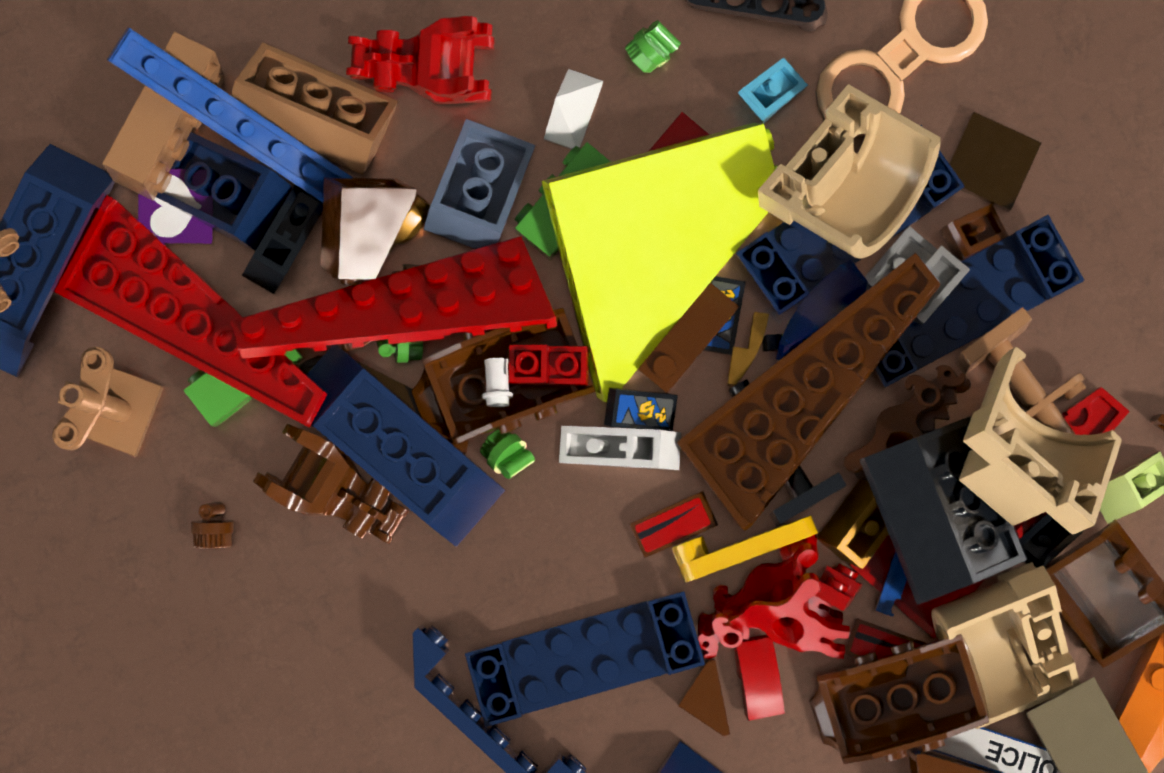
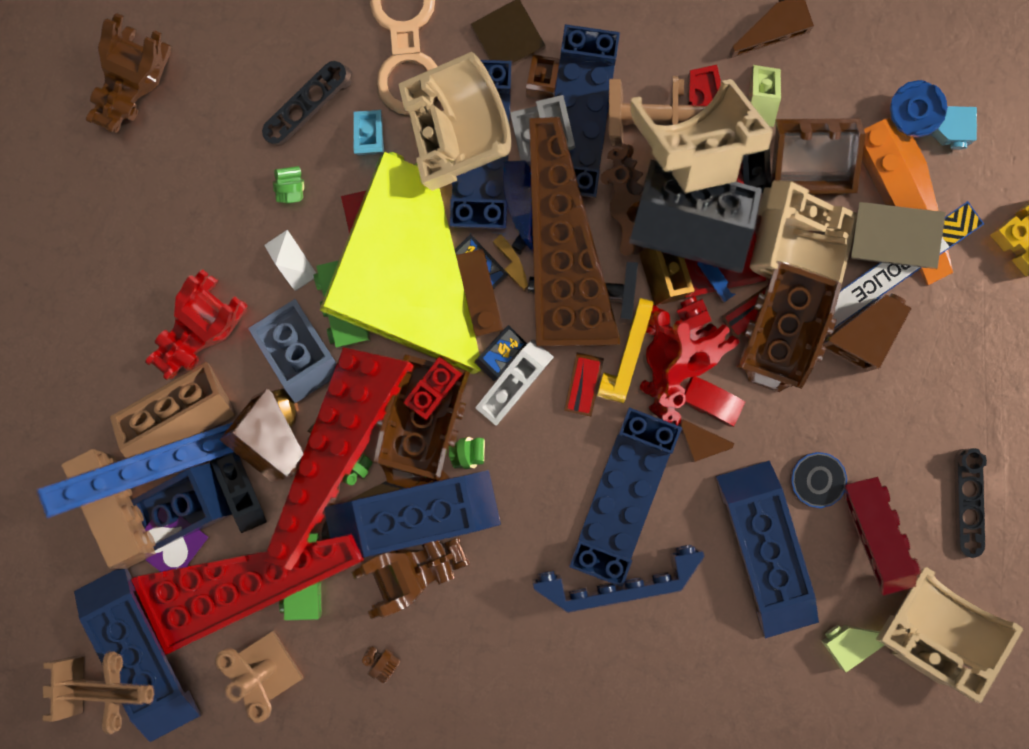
camera: 55 degrees left, 0 degrees up
(497, 382) = (421, 426): white pin -> none

